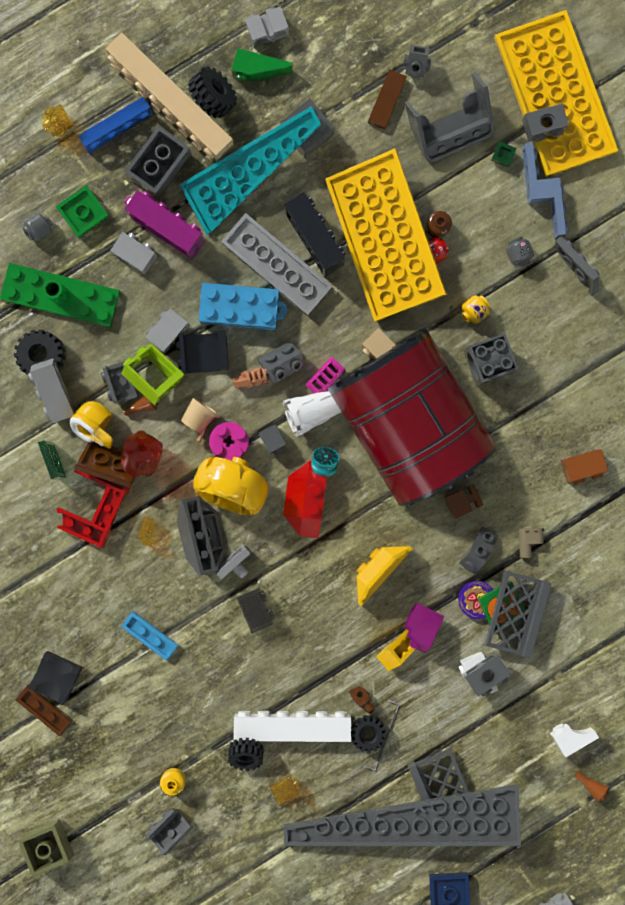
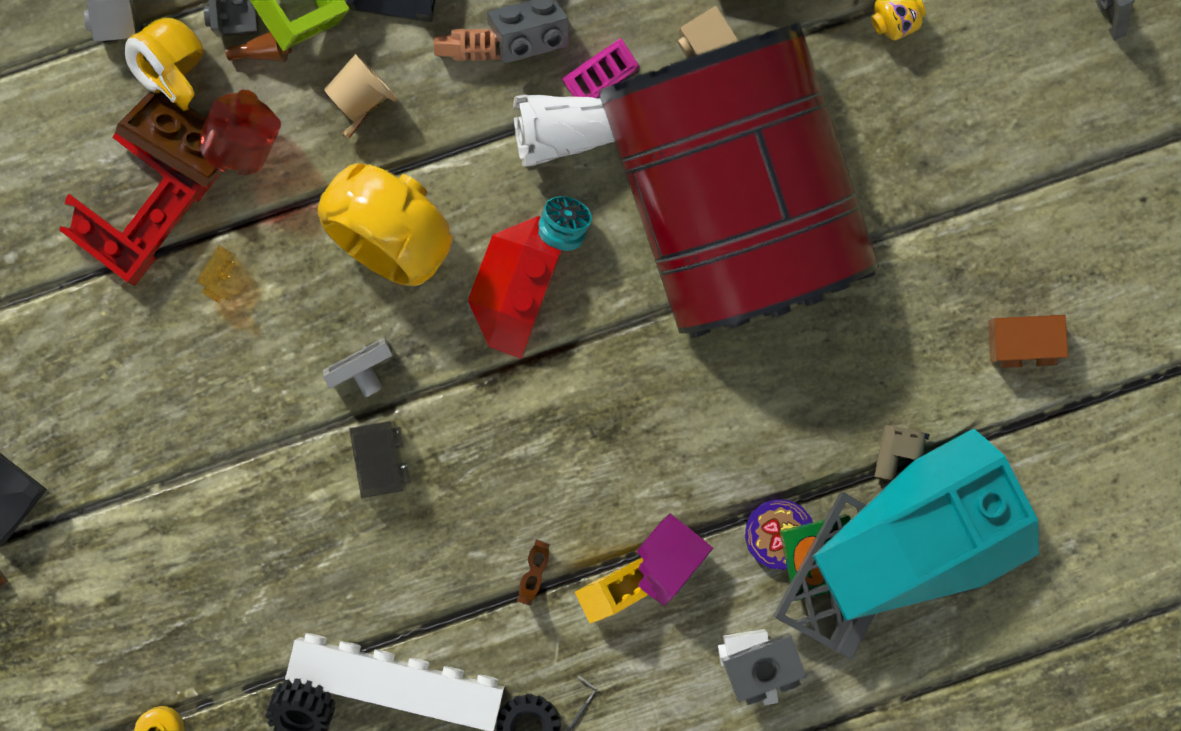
camera: 15 degrees right, 0 degrees up
(52, 460) = (78, 106): clear green tile -> none
(150, 635) = (179, 462): dark azure tile -> none
(200, 535) = (312, 301): dark grey wedge -> none
(223, 432) = (394, 129): dark pink brick -> none
(273, 440) = (480, 163): dark grey brick -> none
(351, 663) = (526, 595): none -> reddish brown cap
(364, 701) = (533, 668): reddish brown piece -> none
(378, 569) = (614, 438): yellow wedge -> none
(459, 503) = (788, 354): reddish brown brick -> none
(479, 551) = (803, 446): dark grey bracket -> none
(490, 359) = (904, 109): dark grey brick -> none
(558, 580) = (932, 531): none -> teal wedge

